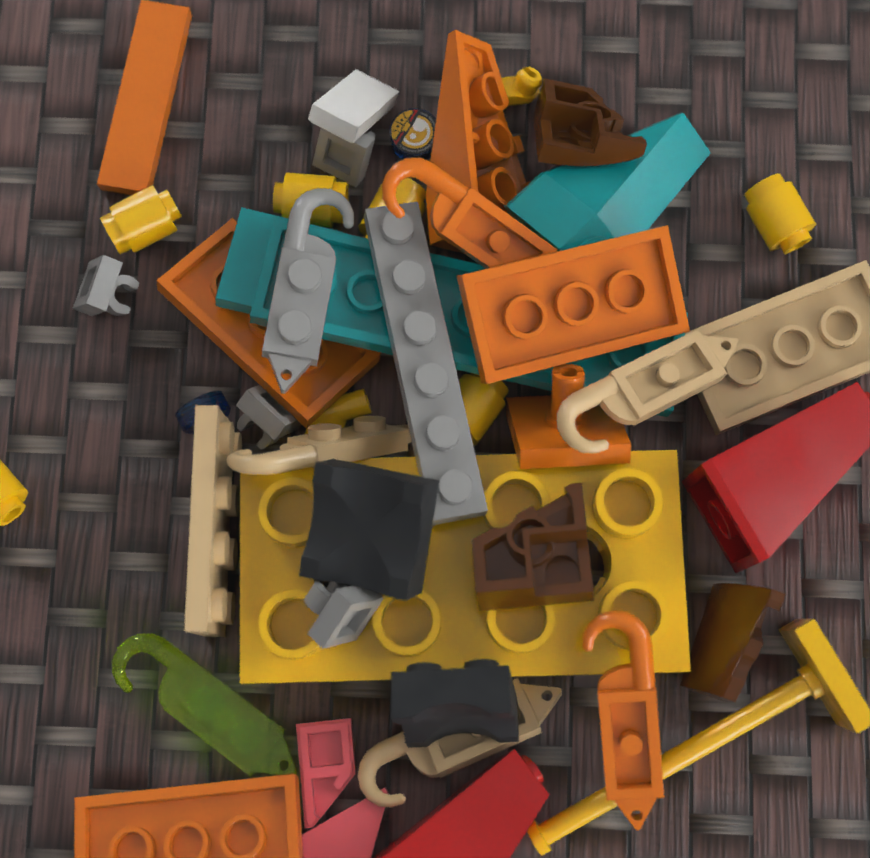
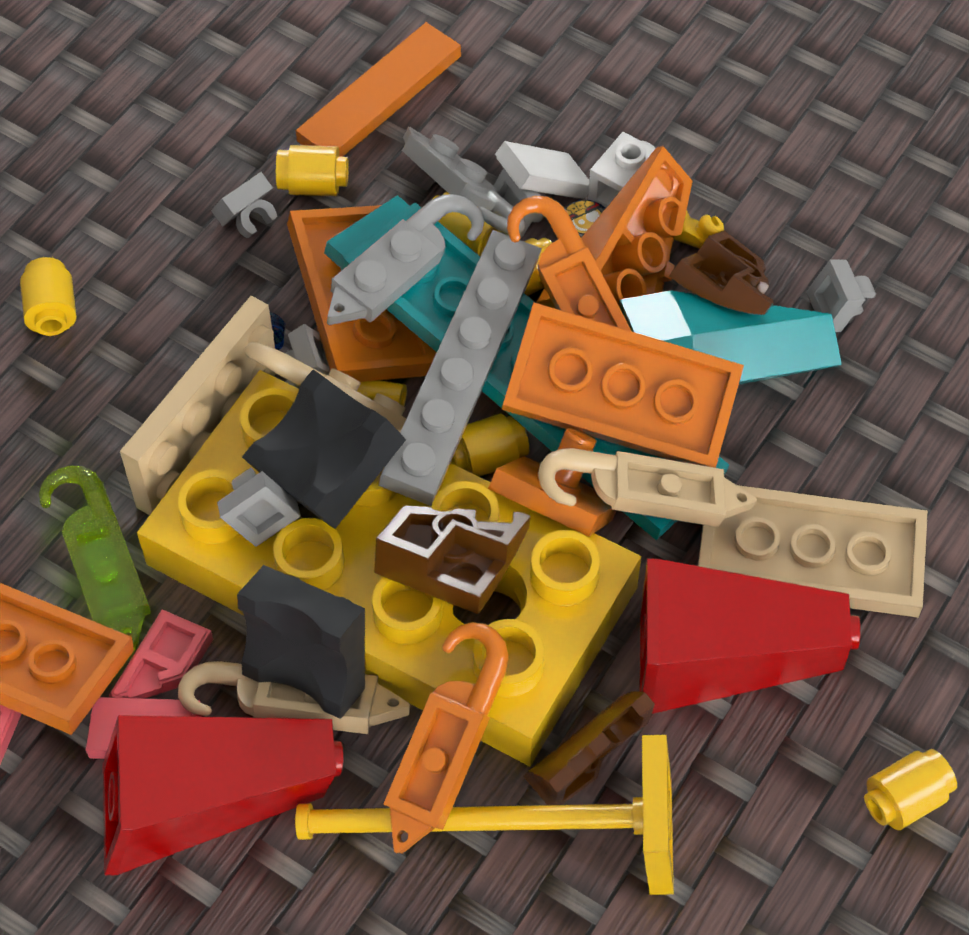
camera: 30 degrees right, 20 degrees down
(286, 156) = (458, 176): none -> light grey plate
(421, 66) = (617, 167): none -> white brick
(675, 87) = (839, 292): none -> light grey tile
(779, 214) = (870, 436): yellow brick -> none

